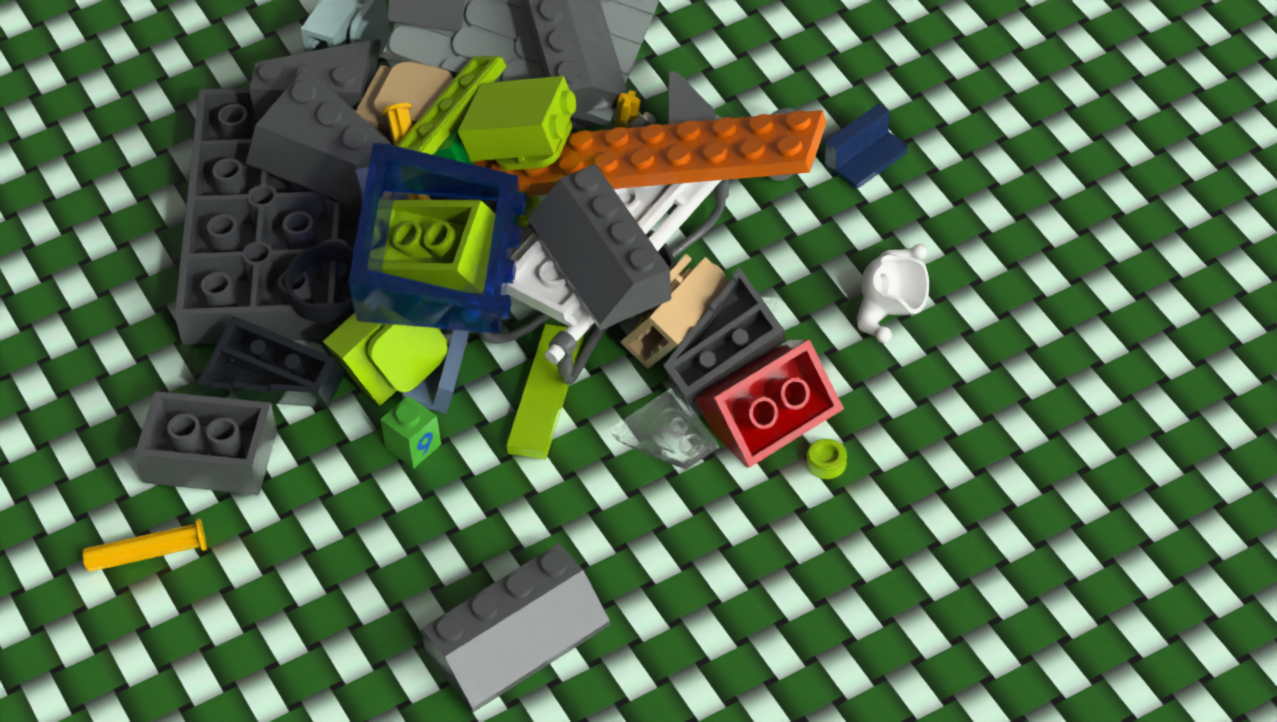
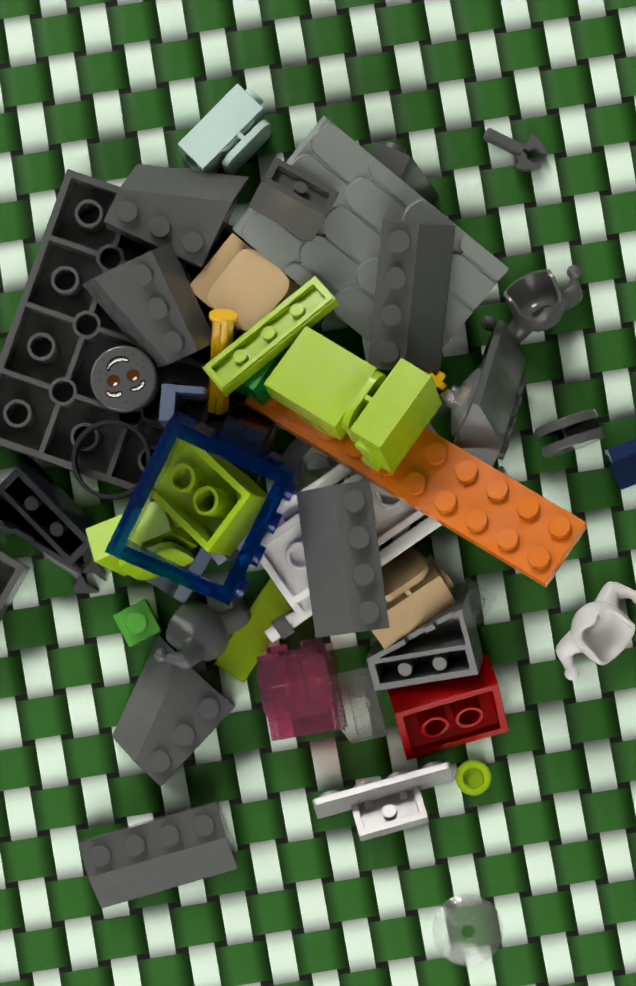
camera: 20 degrees right, 35 degrees up
(317, 214) = (124, 379): none -> dark grey head
(332, 419) = (77, 571): none -> dark grey bar
(480, 500) = (168, 715): none -> dark grey wedge
(483, 412) = (201, 632): none -> dark grey piece
(593, 103) = (391, 414): none -> lime brick
(609, 429) = (300, 690): none -> clear pink brick
(658, 105) = (460, 399): none -> clear dish
(706, 64) = (538, 302): none -> dark grey piece
(740, 499) = (387, 803): none -> light grey bracket
(884, 609) = (463, 911): none -> clear dish

